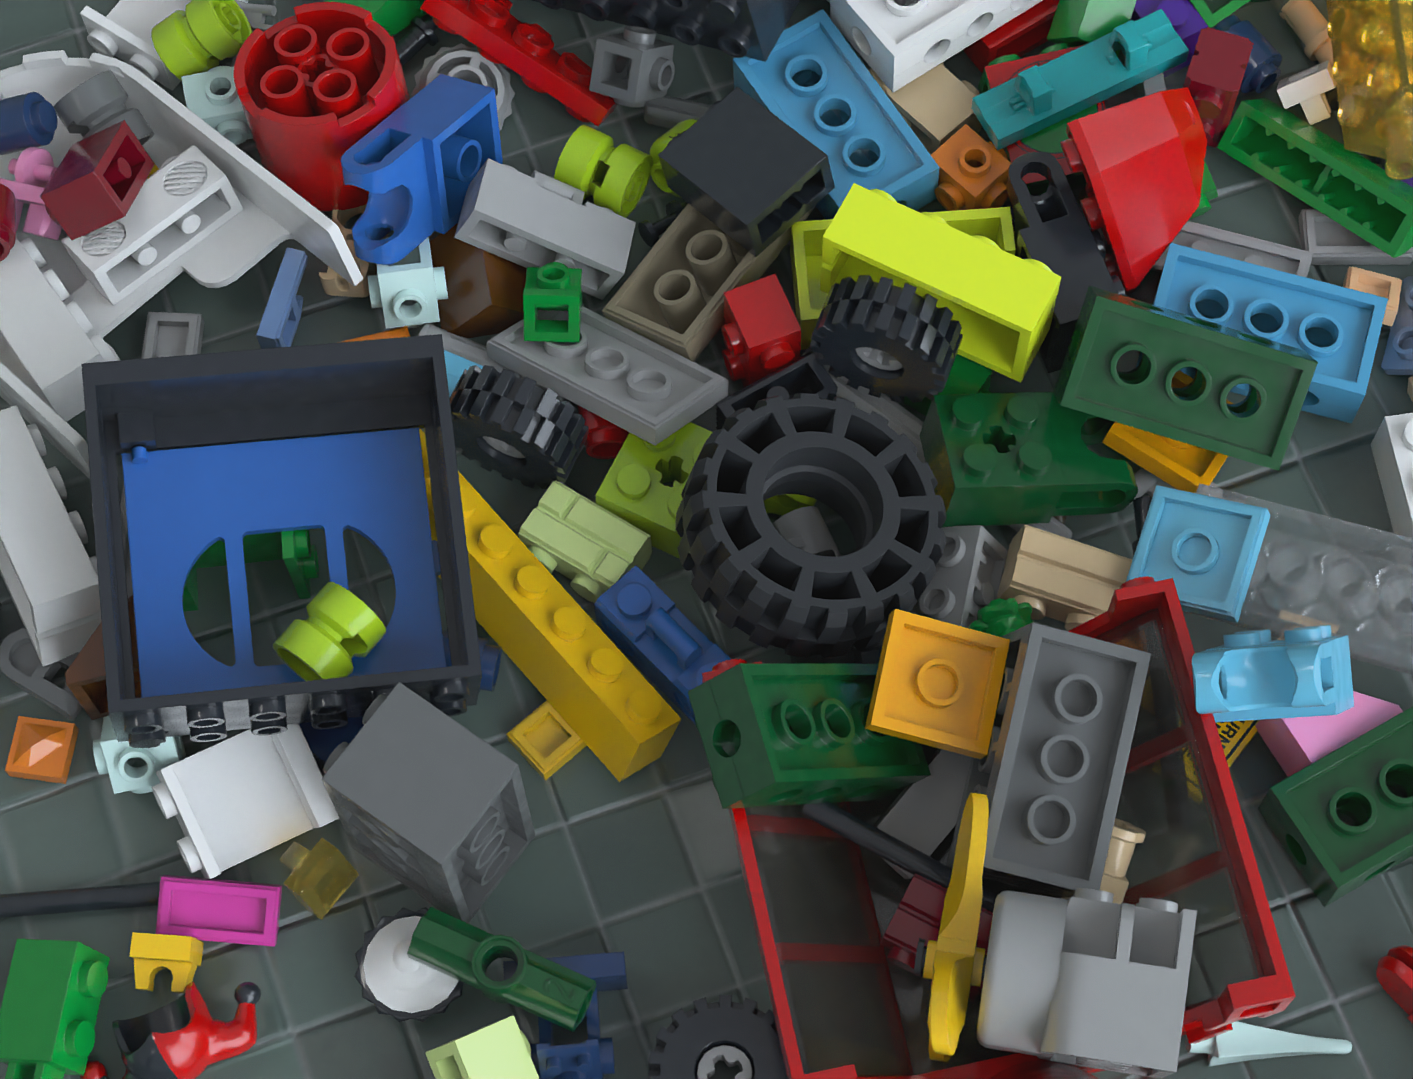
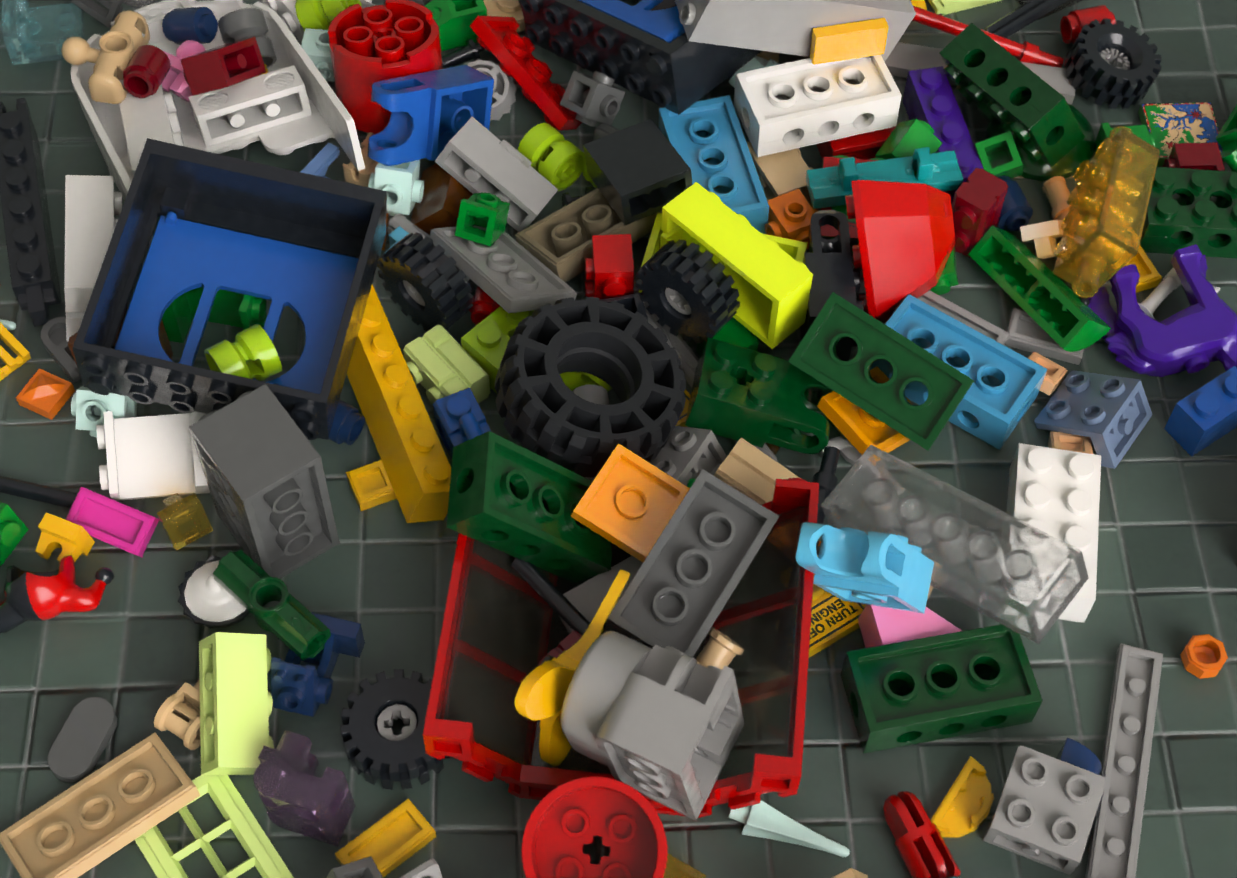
camera: 15 degrees right, 10 degrees down
(1204, 547) = (856, 485): medium azure tile -> none

